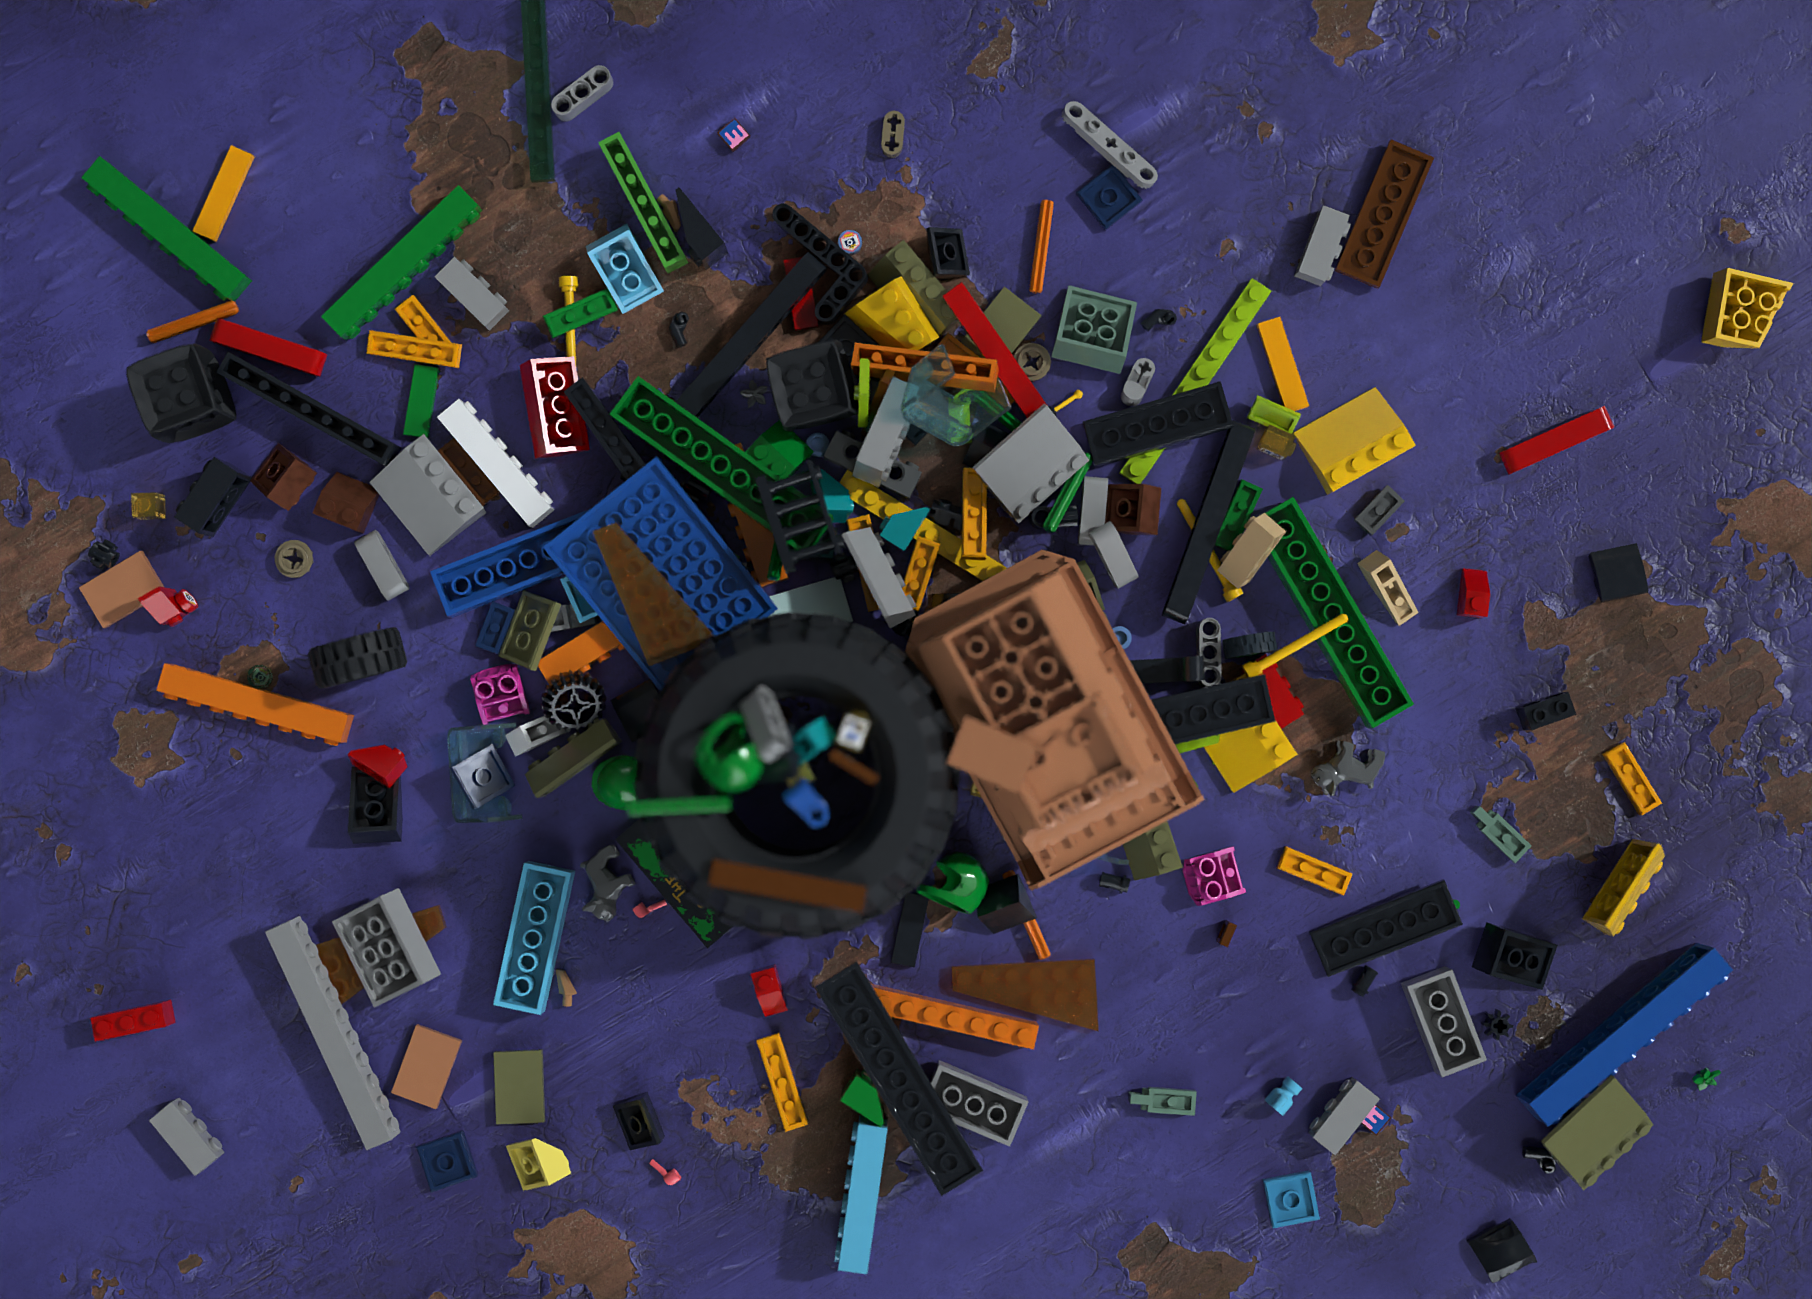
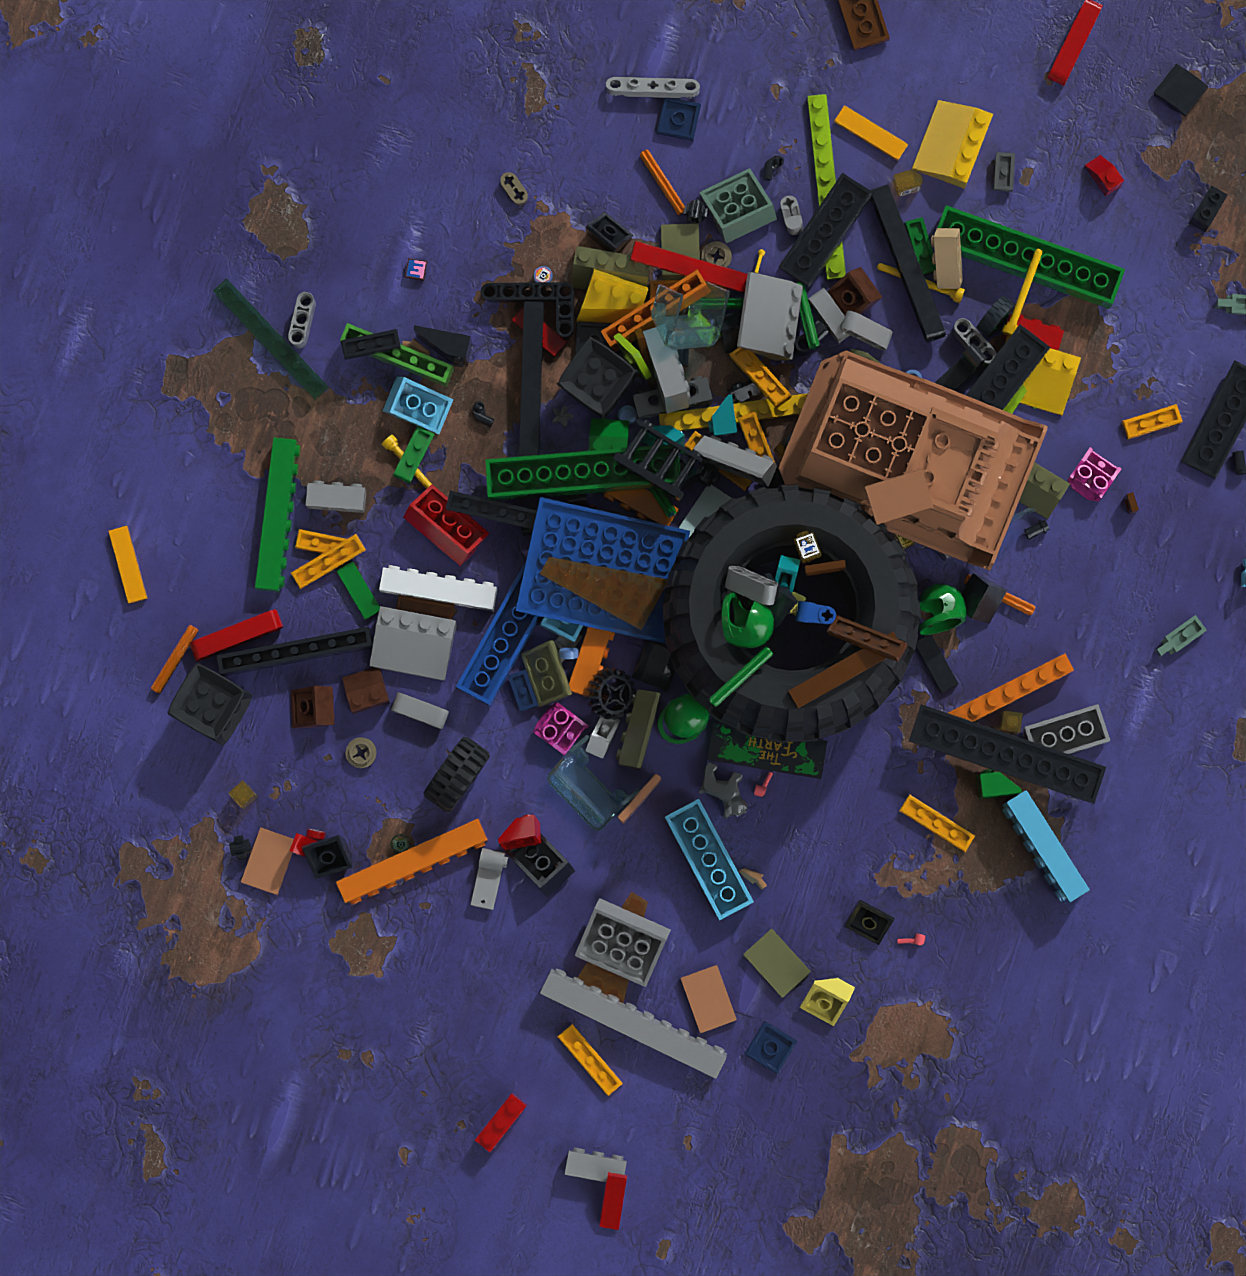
camera: 30 degrees left, 5 degrees down
(167, 229) = (111, 614): green brick -> none
(175, 1183) = (613, 1201): none -> red tile
(176, 634) = (328, 856): none -> black slope
(212, 497) = (280, 753): black brick -> none
(268, 1030) = (590, 1060): none -> light orange tile
(314, 779) = (488, 878): none -> light grey door
(482, 776) = (593, 787): dark blue tile -> none
(518, 824) = (639, 798): none -> nougat tile
(565, 629) = (568, 653): none -> medium blue tile
(623, 171) = (371, 344): none -> black tile
(769, 990) = (881, 772): red slope -> none
(835, 873) = (867, 638): none -> reddish brown tile
(932, 1046) = (1010, 722): none -> clear yellow brick
(1046, 988) = (1049, 630): clear orange wing -> none
(1047, 301) = (695, 211): none -> black gear
(1270, 413) = (888, 167): lime tile -> none
(1323, 246) = (834, 41): light grey brick -> none
(1347, 768) = (1119, 341): dark grey animal -> none
(1388, 586) = (1048, 212): tan slope -> none

